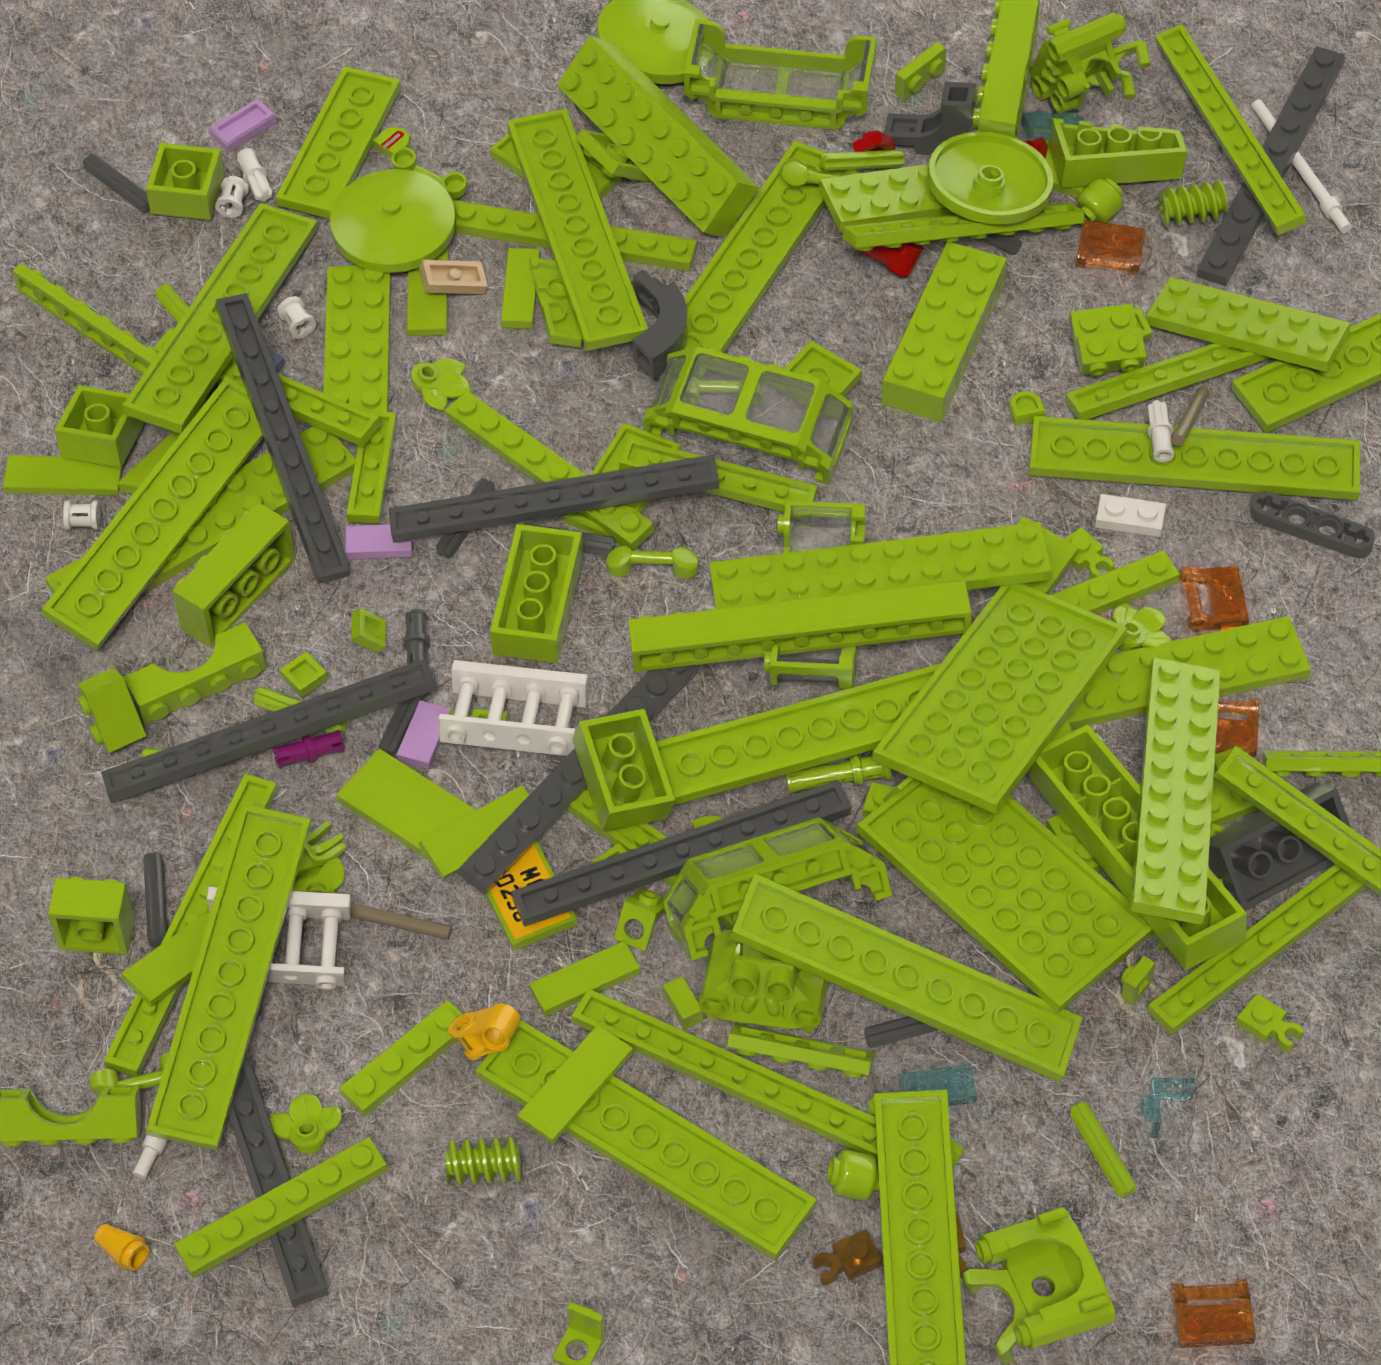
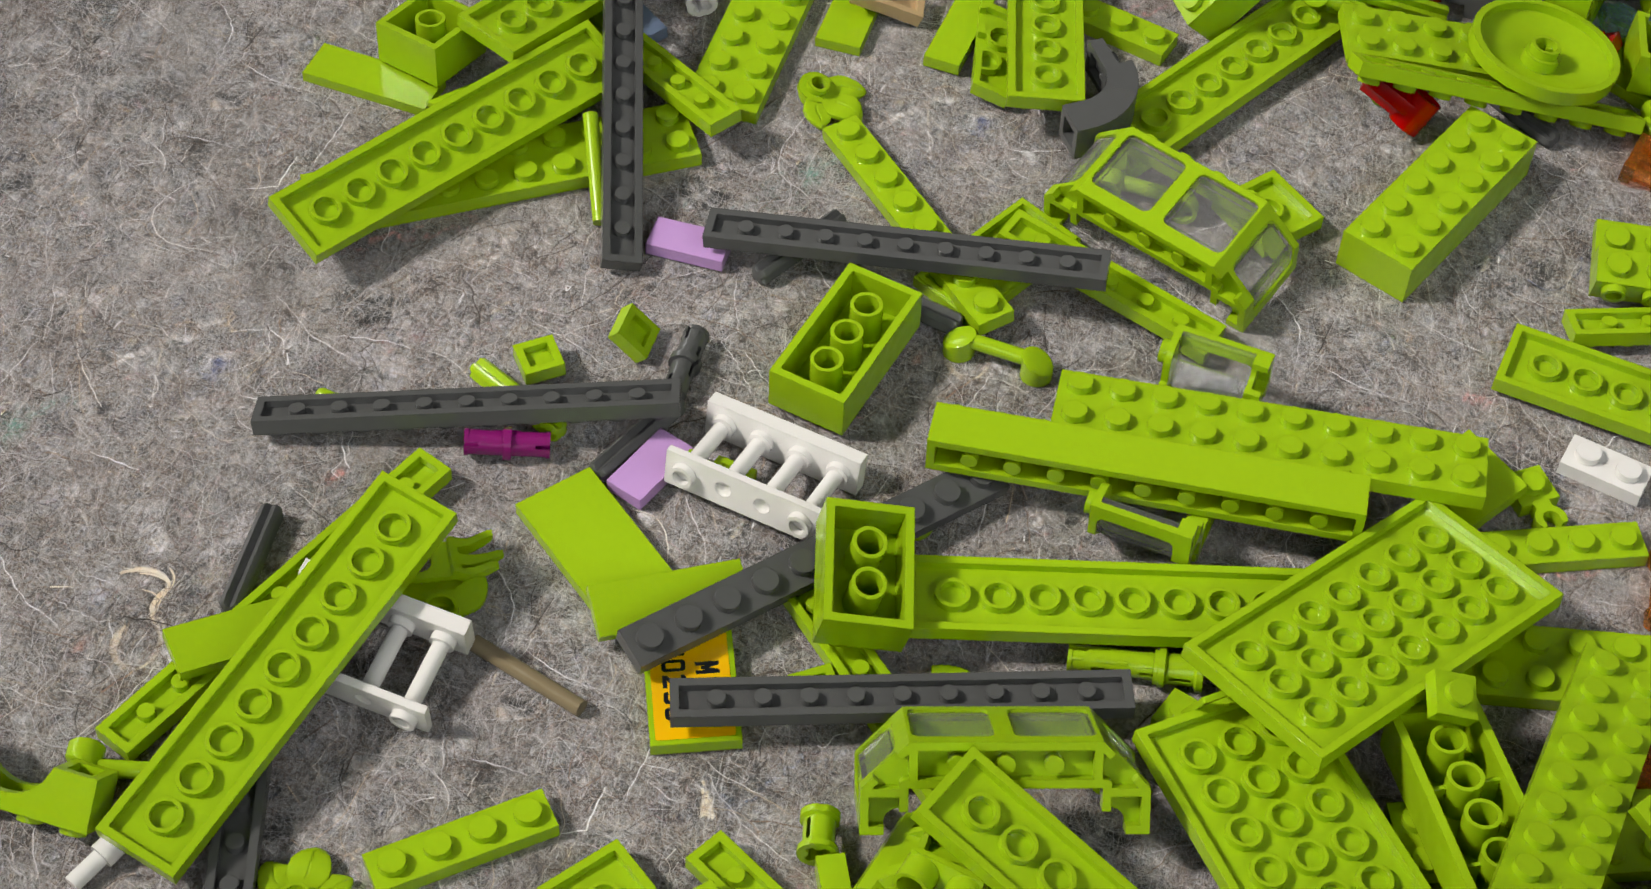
camera: 15 degrees right, 5 degrees down
(71, 510) = (361, 116): white bush -> none
(91, 915) = (161, 551): lime brick -> none
(110, 710) = (295, 330): lime brick -> none
(161, 692) = (369, 331): lime arch -> none
(234, 574) = (504, 227): lime brick -> none
(278, 496) = (593, 156): none -> lime bar
(372, 472) = (713, 168): lime plate -> none
(485, 1030) = (568, 840): yellow piece -> none
(594, 972) = (736, 813): lime tile -> none
(645, 908) = (829, 752): lime bracket -> none
(657, 968) = (818, 832): none -> lime bush
(1024, 407) = (1507, 311): lime tile -> none
(1071, 731) = (1451, 697): none -> lime plate
(1143, 626) = (1582, 604): lime plate -> none

